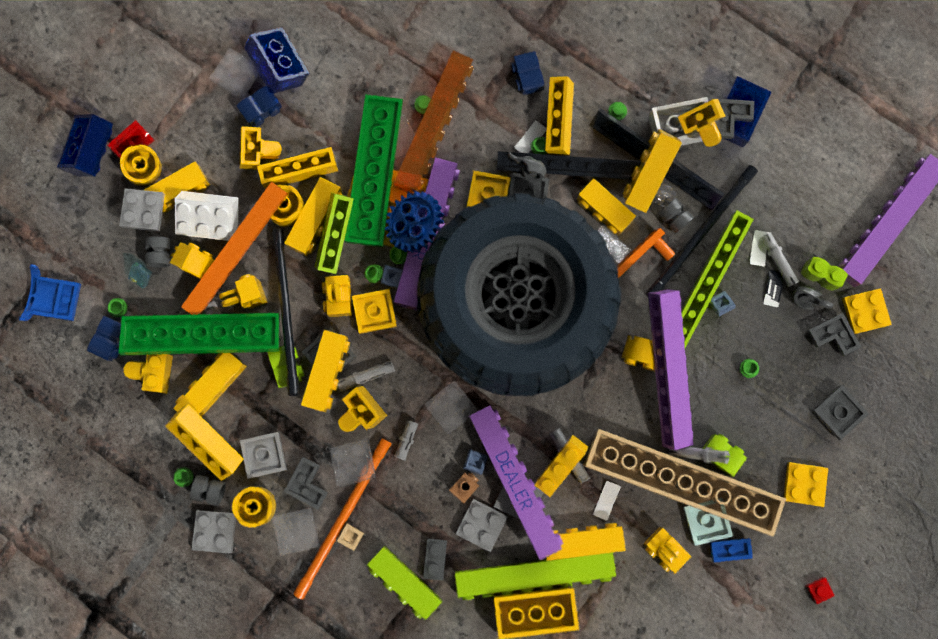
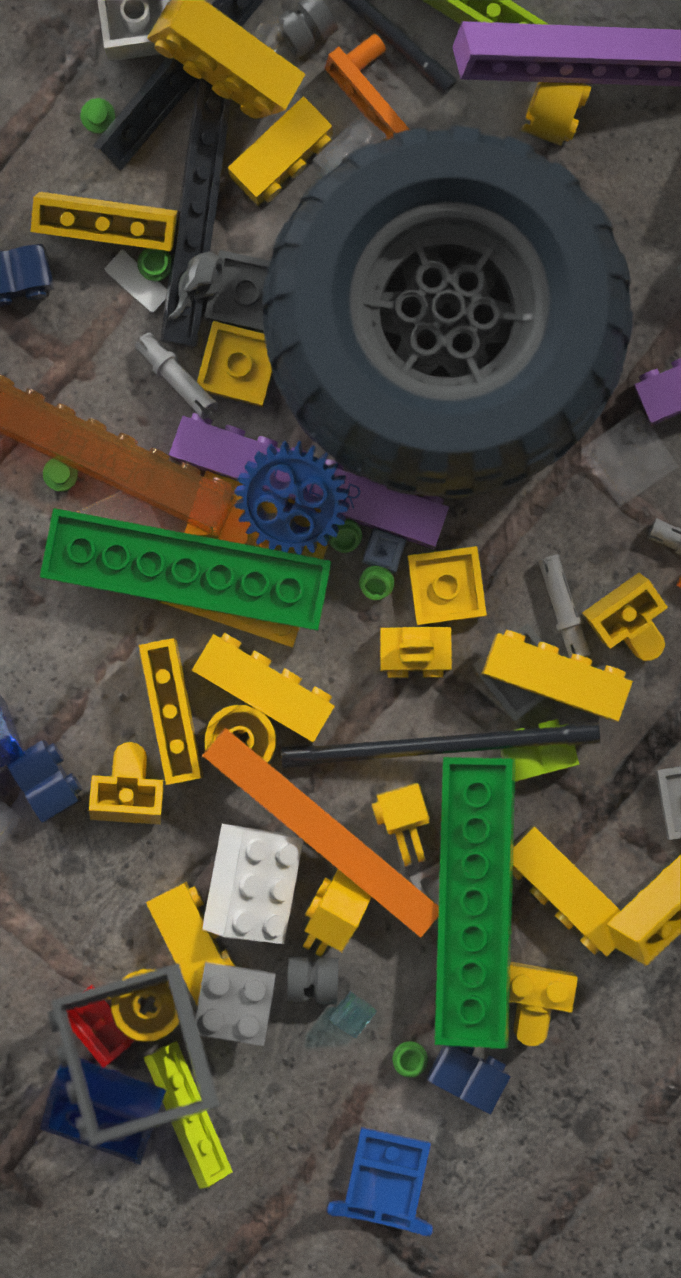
camera: 85 degrees left, 5 degrees up
(84, 192) = (194, 1132): none -> neon yellow plate
(91, 126) = (69, 1055): none -> dark grey window
(333, 233) = (301, 648): lime brick -> none
(485, 154) = (166, 365): none -> light grey pin

